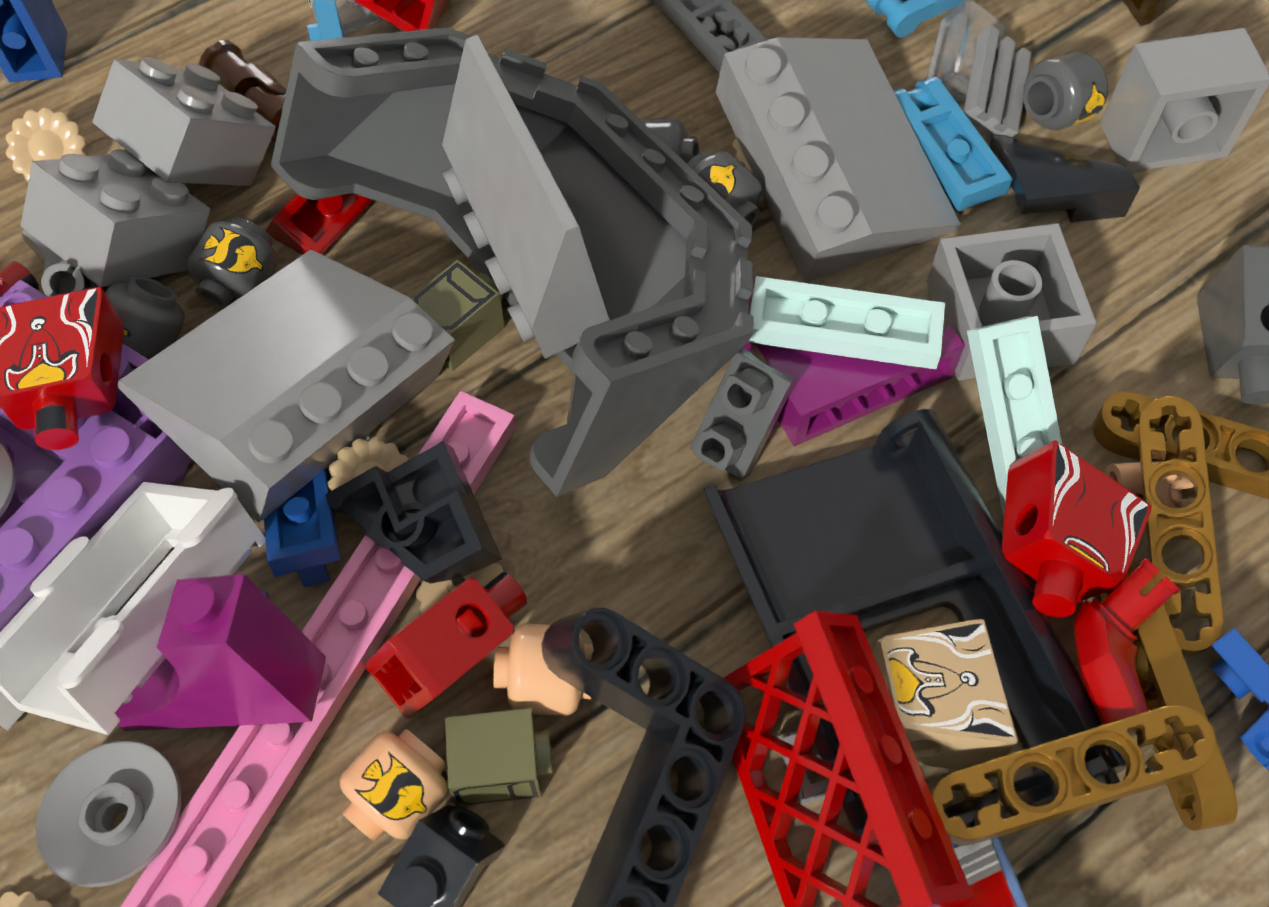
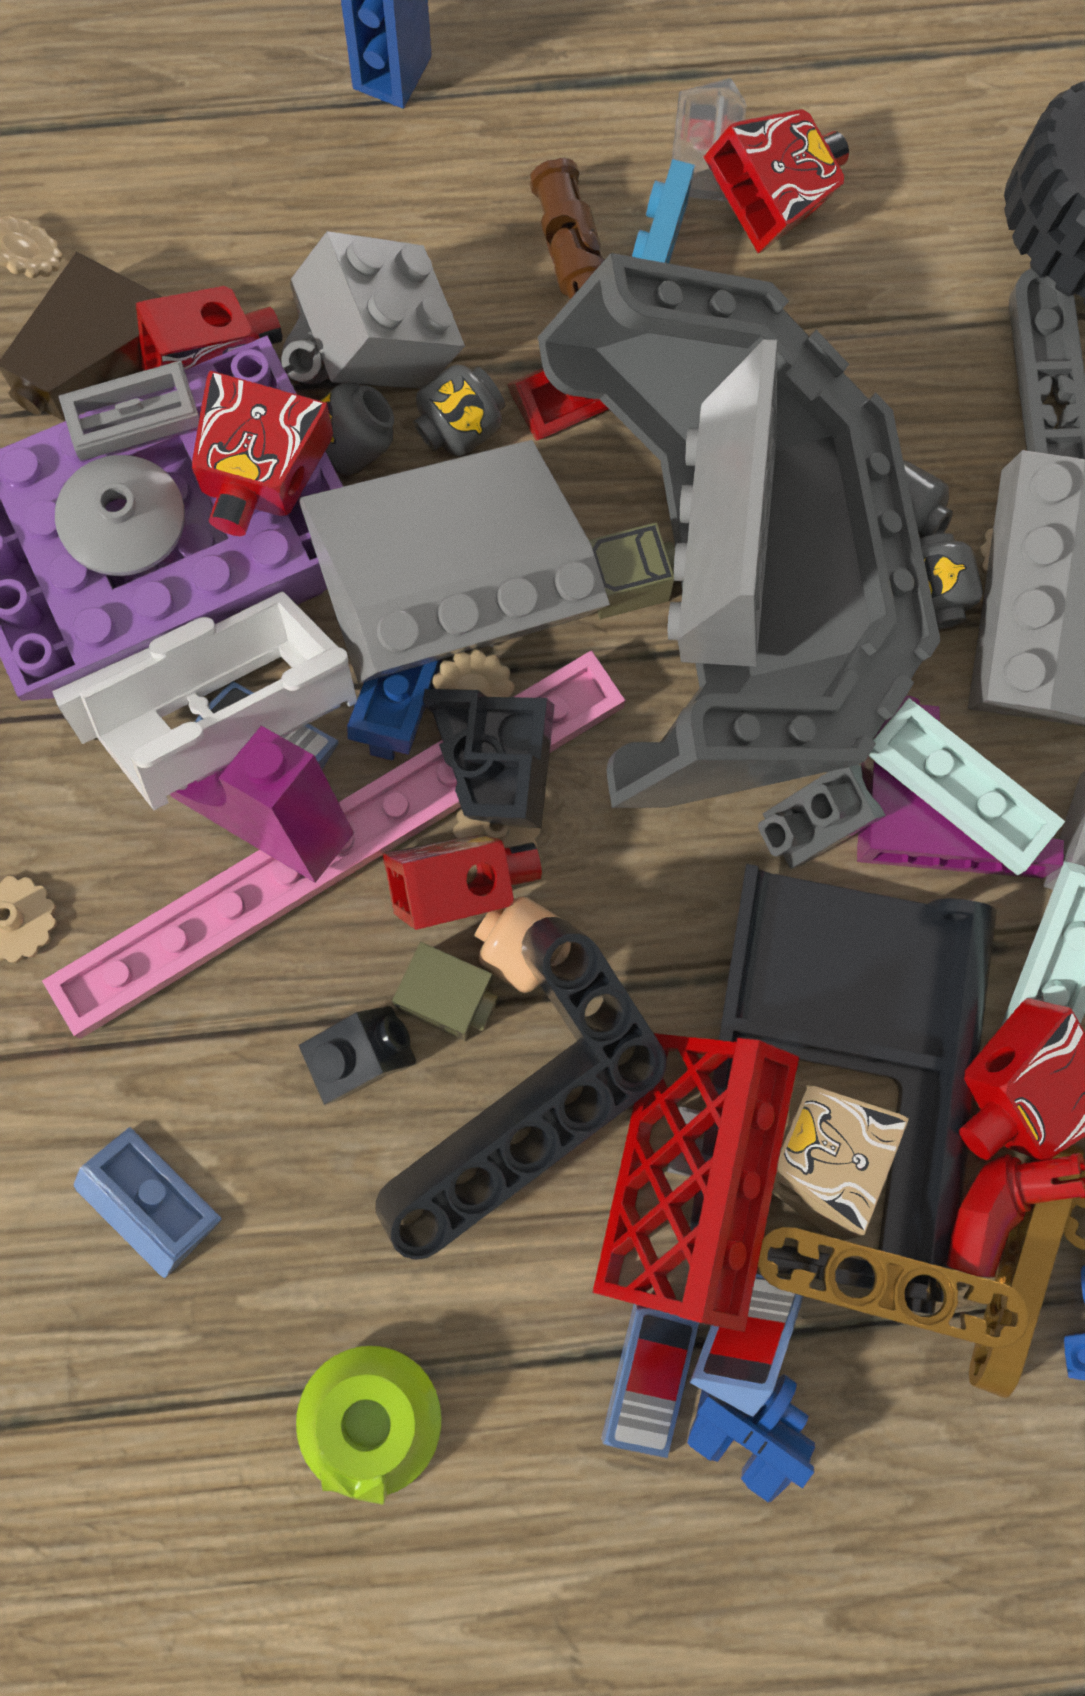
camera: 25 degrees right, 15 degrees up
(42, 137) = (353, 190): tan piece -> none
(86, 798) = (111, 843): light grey dish -> none
(183, 123) = (483, 242): light grey brick -> none
(393, 785) = (353, 970): light nougat head -> none

